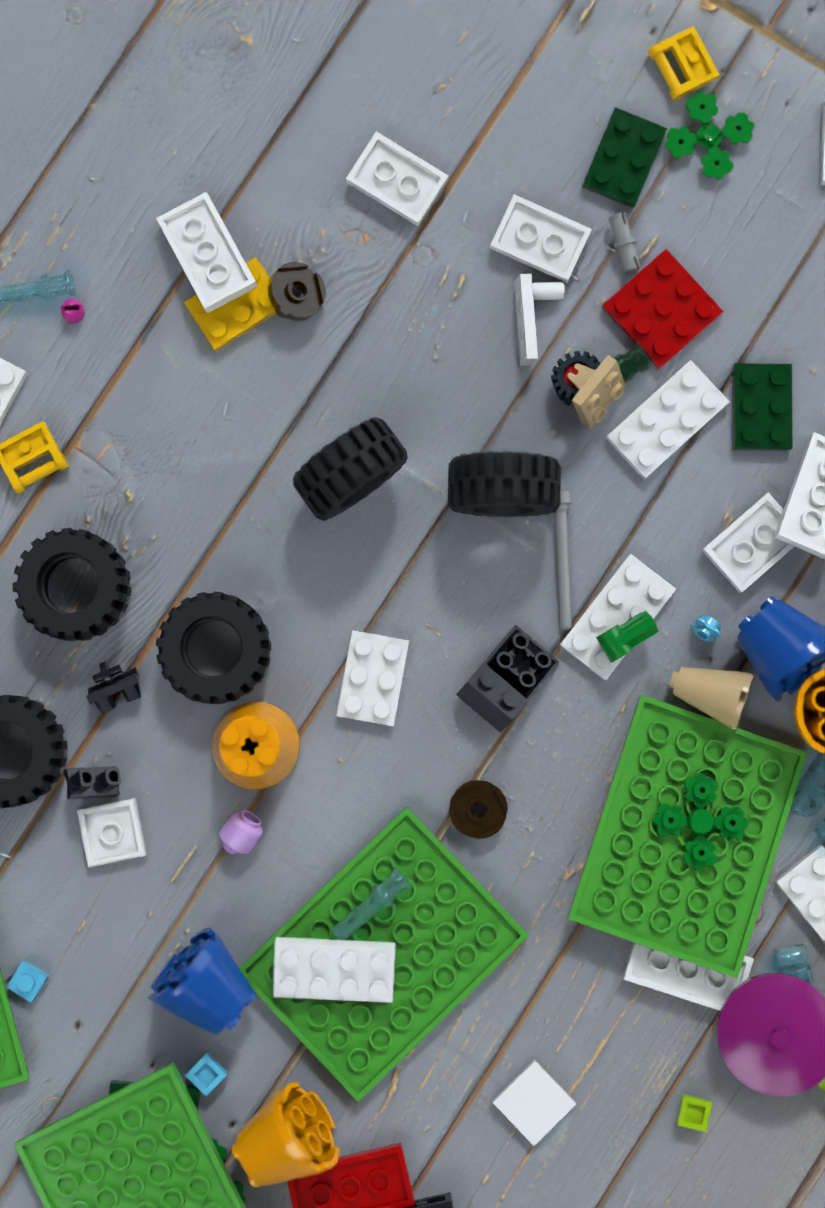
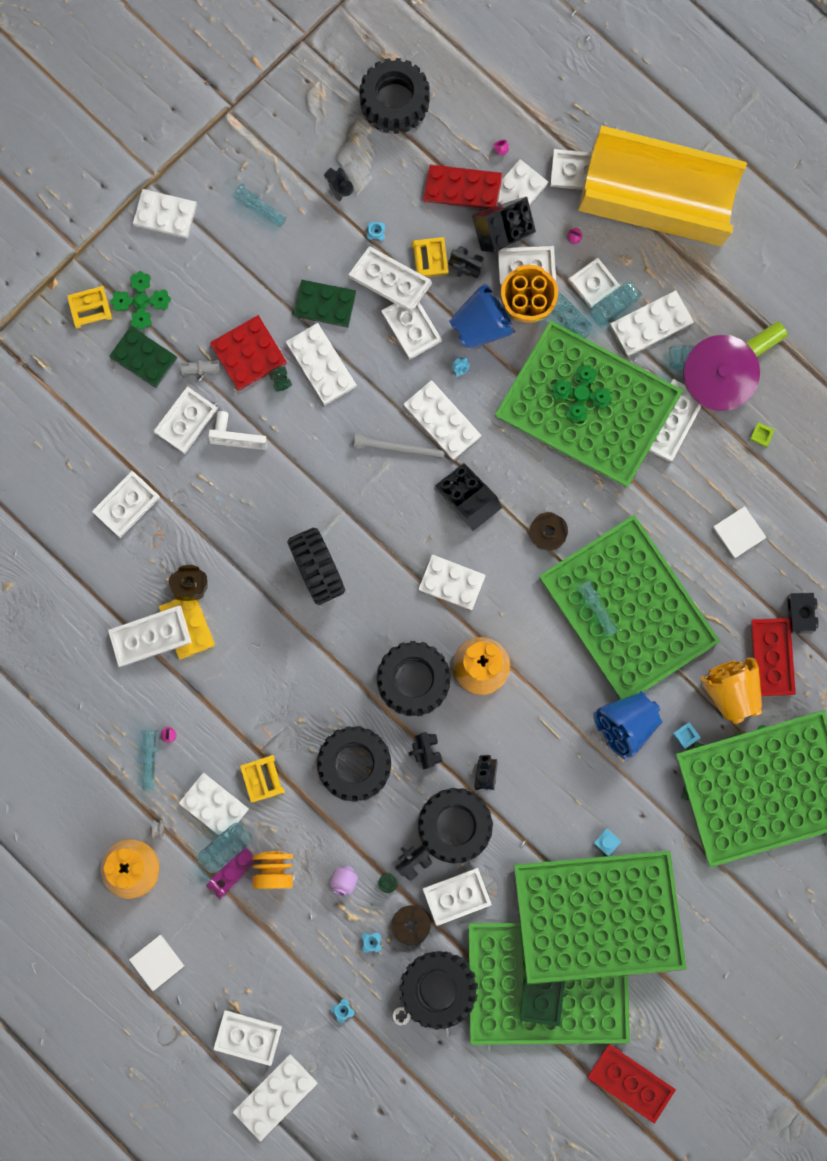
camera: 80 degrees left, 5 degrees down
(112, 832) = (520, 770): white tile -> none
(241, 832) = (536, 684): lavender head -> none
(334, 969) = (634, 639): white plate -> none
(504, 484) = (345, 471): black tyre -> none
(588, 385) = (289, 408): tan plate -> none
(621, 639) = (457, 419): green piece -> none
(714, 692) = (502, 369): tan cone -> none

